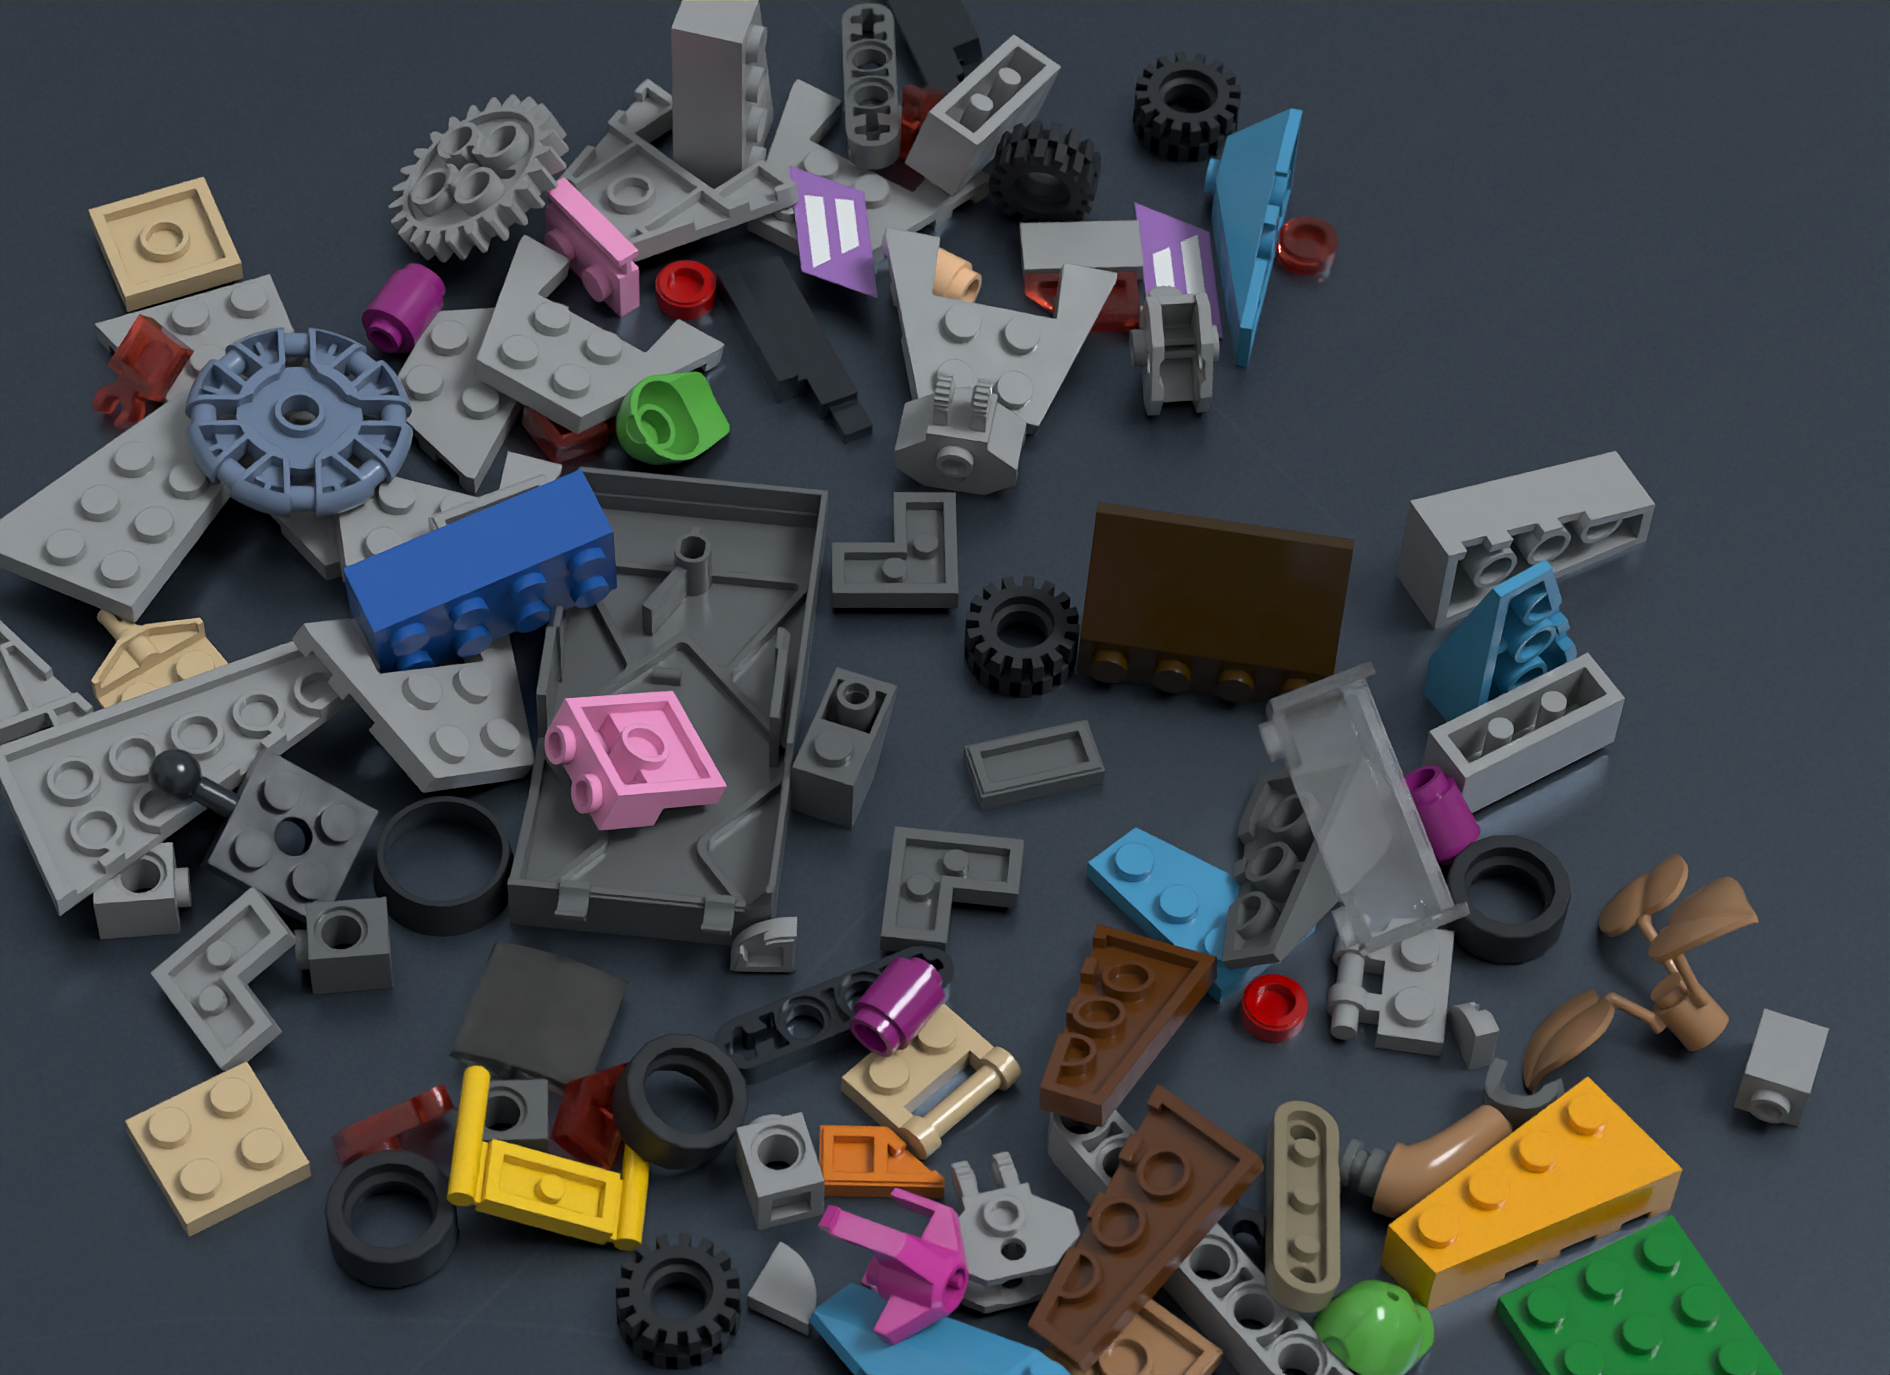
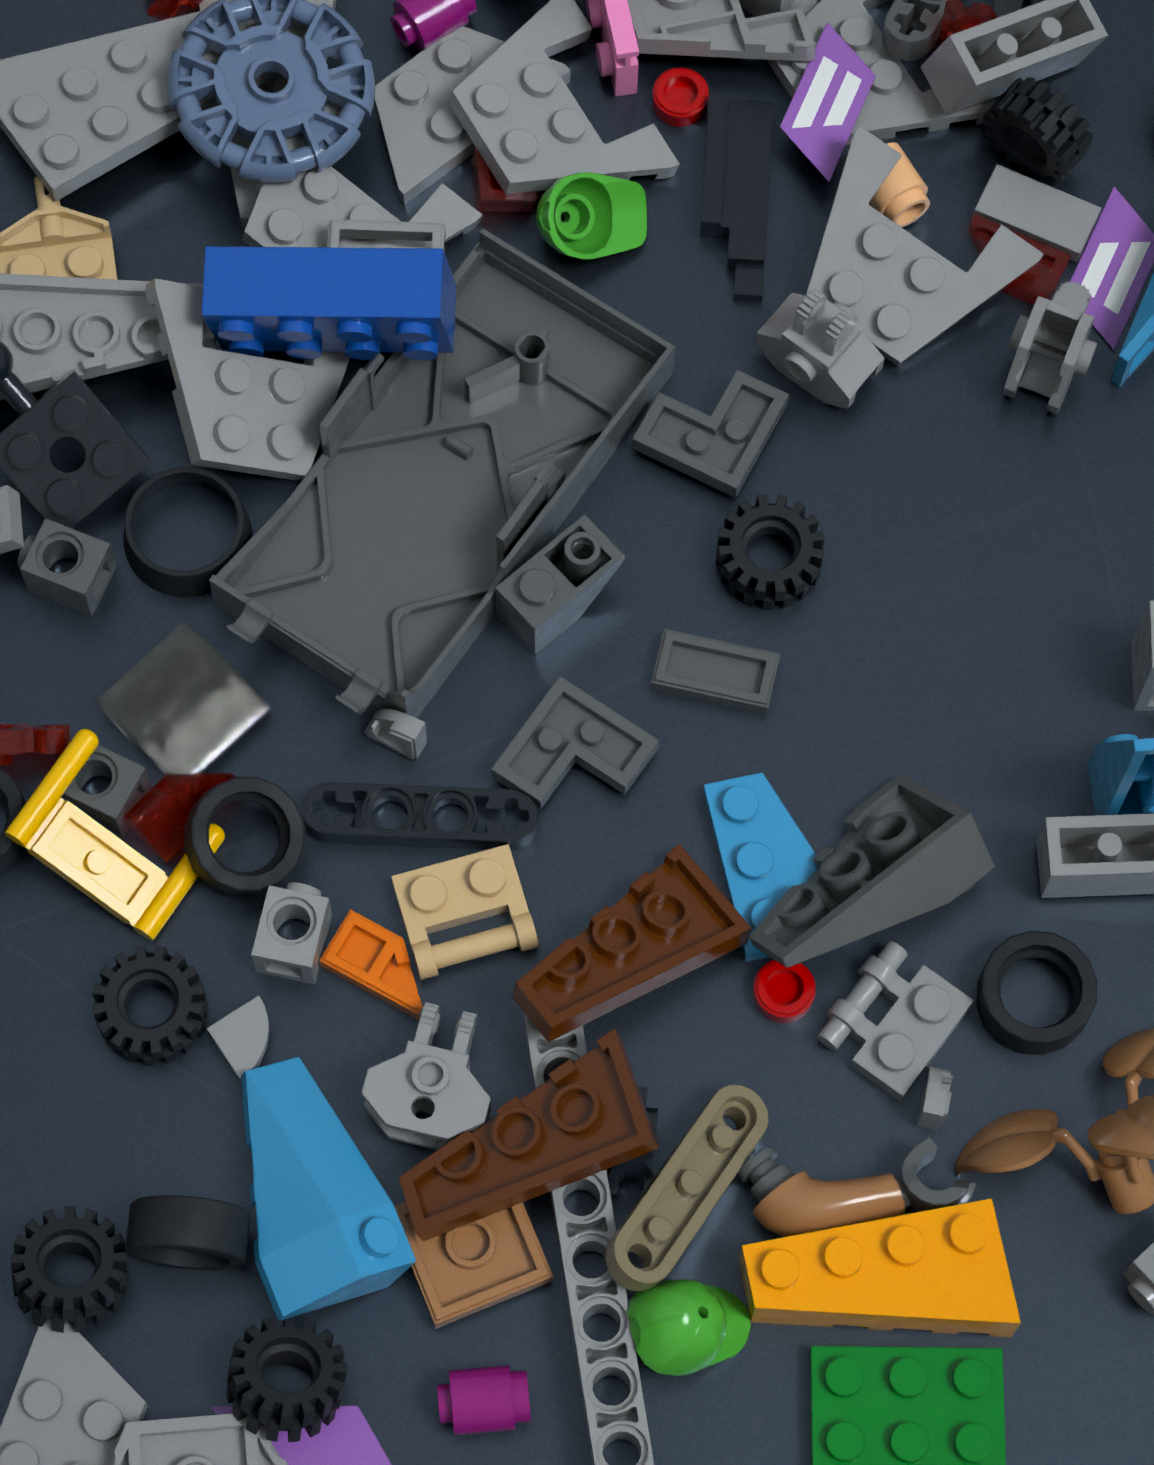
camera: 30 degrees right, 15 degrees up
(631, 757) = (376, 513): bright pink plate -> none
(897, 1006) = (461, 842): magenta brick -> none
(915, 1275) = (329, 1090): dark pink piece -> none
(1211, 604) = (928, 615): dark brown slope -> none
(1359, 811) = (930, 883): clear windscreen -> none
(1442, 812) = (1016, 889): magenta brick -> none

